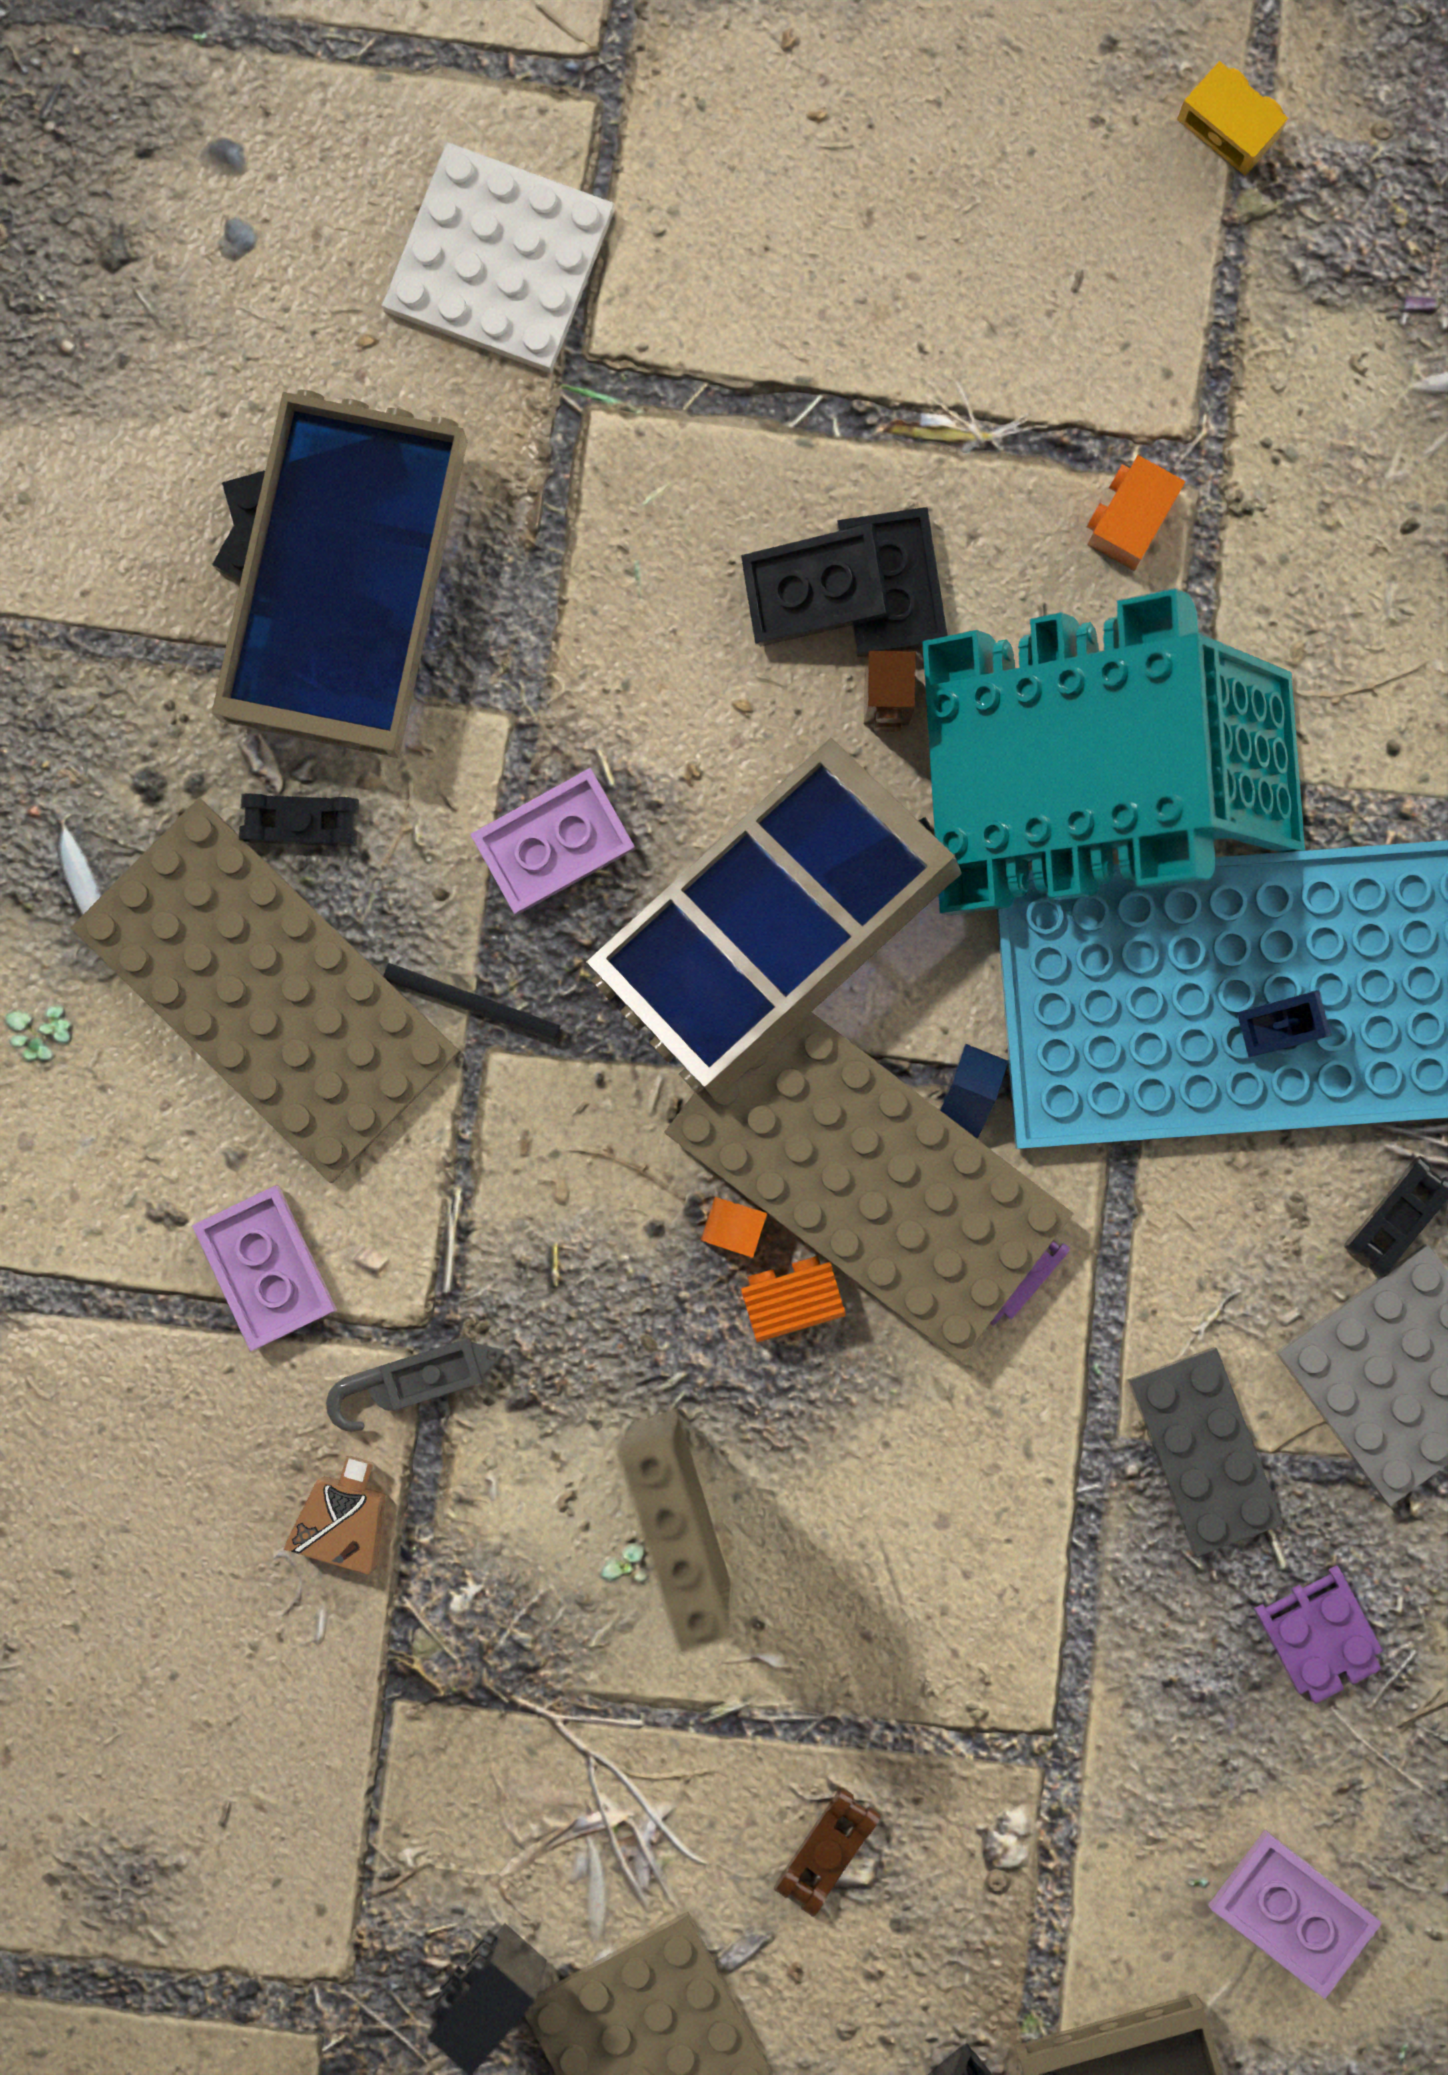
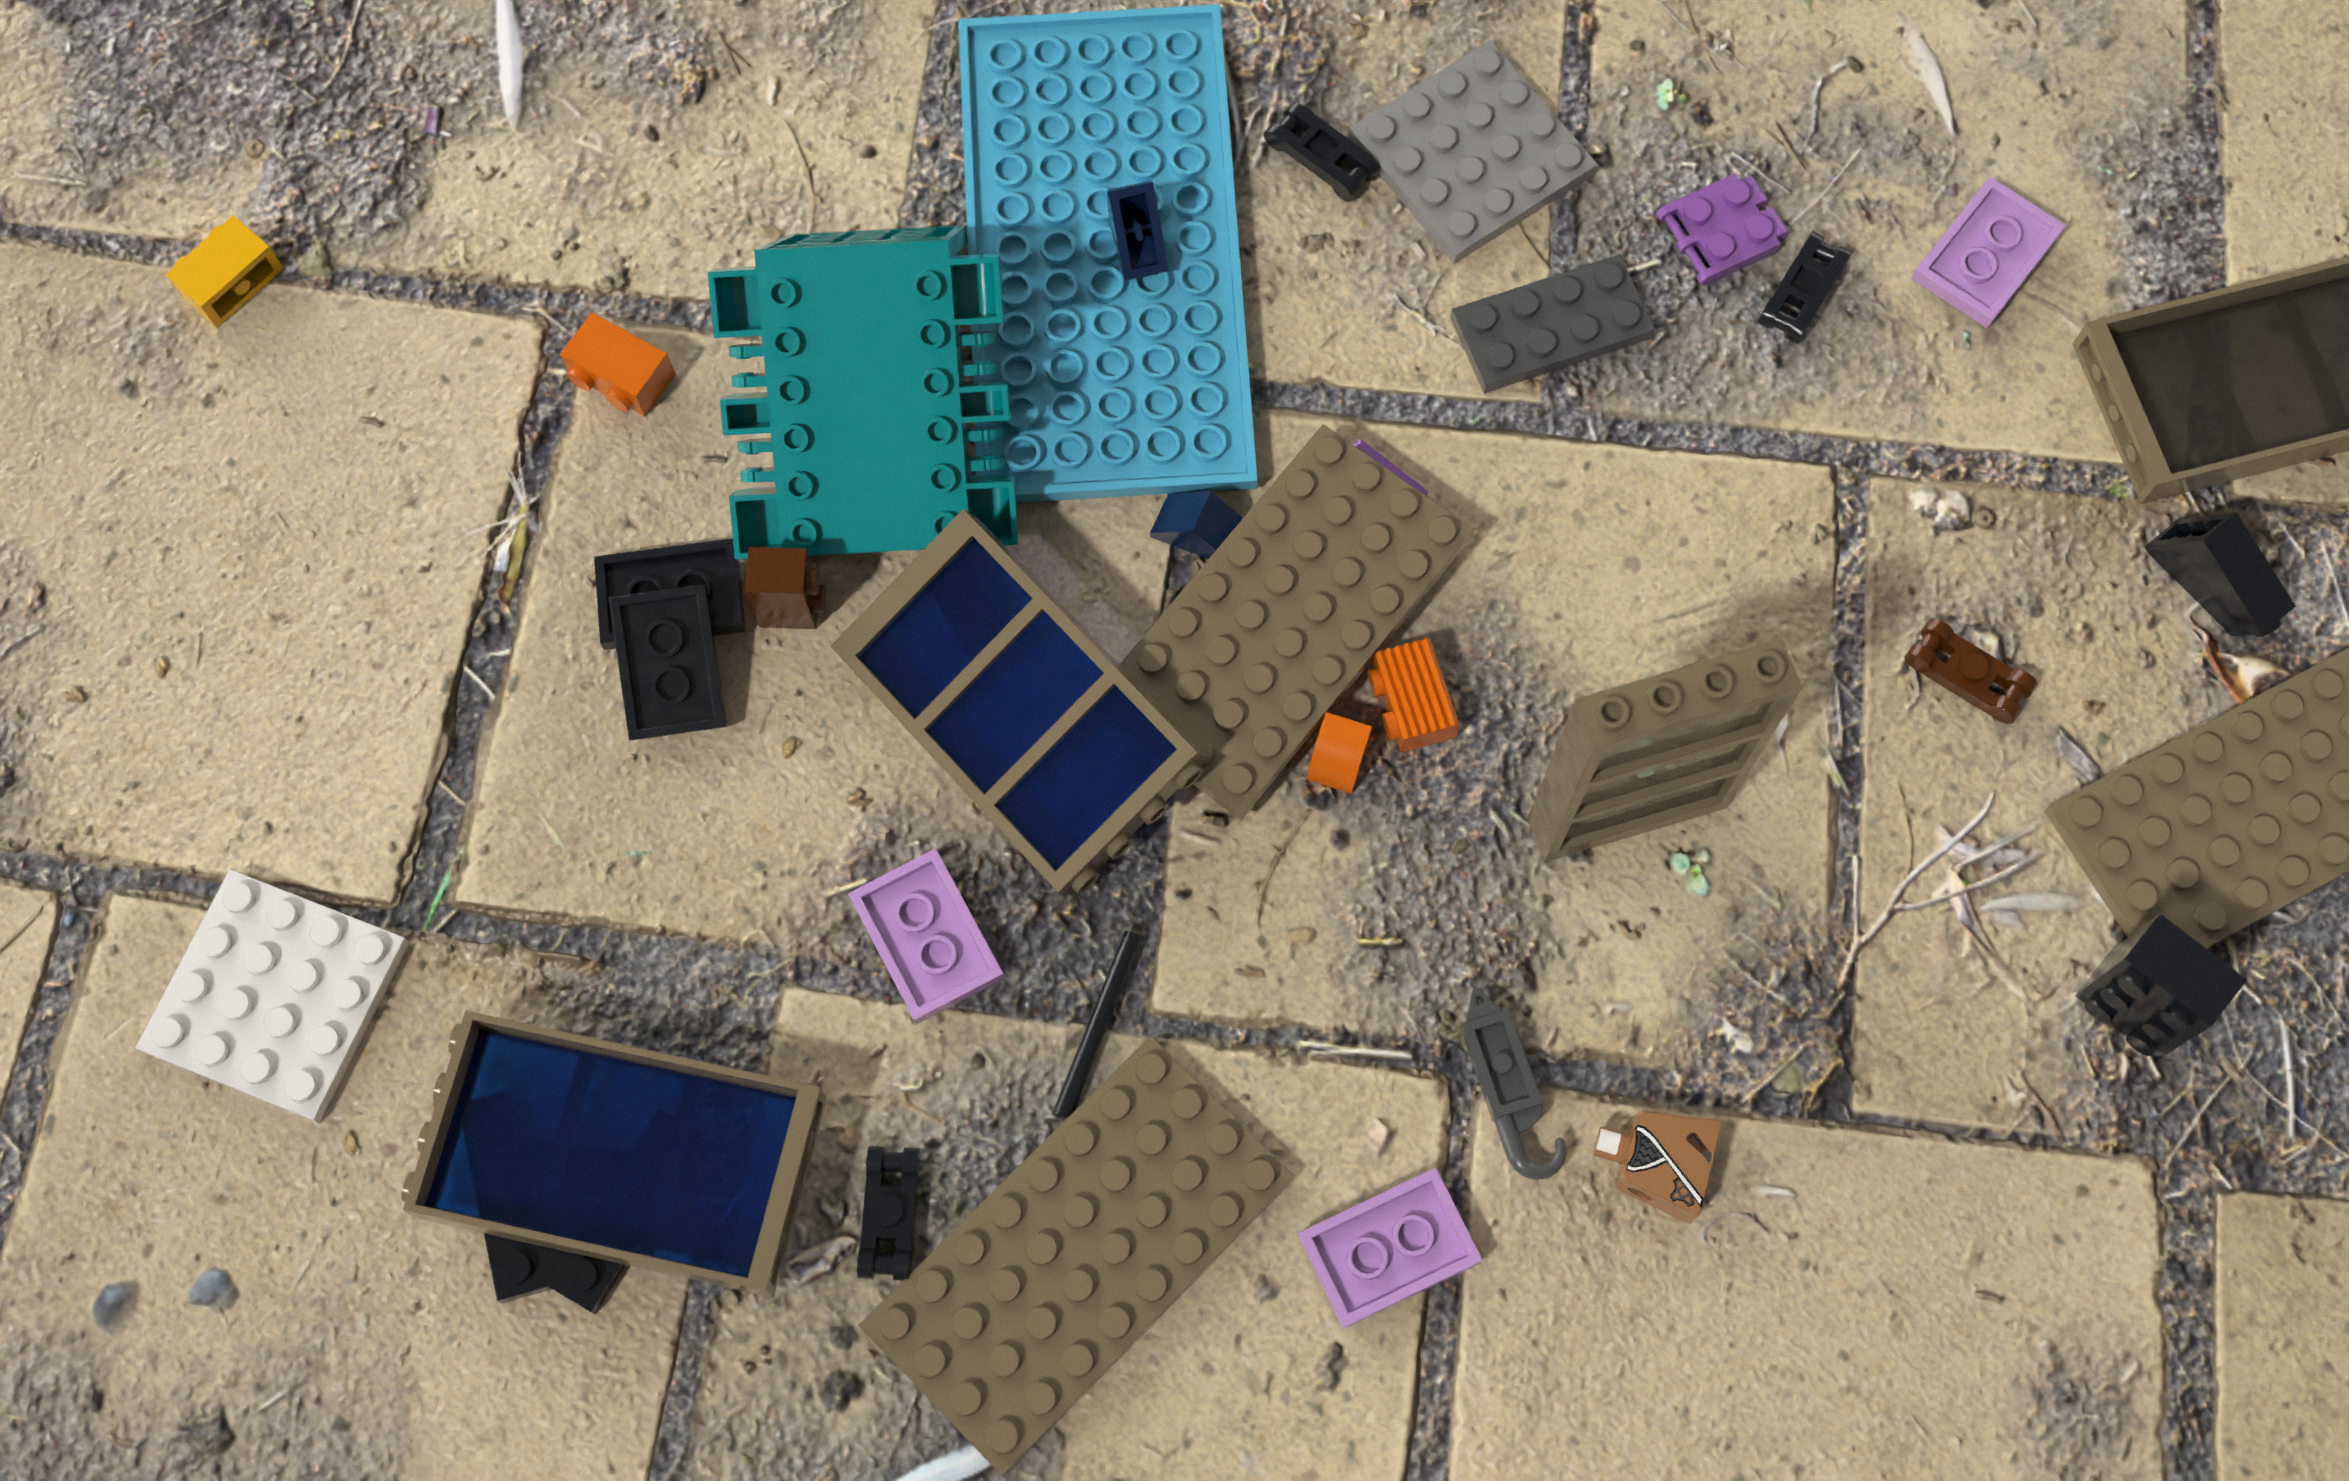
camera: 95 degrees left, 15 degrees down
(1251, 1717) = (1805, 286): none -> black plate

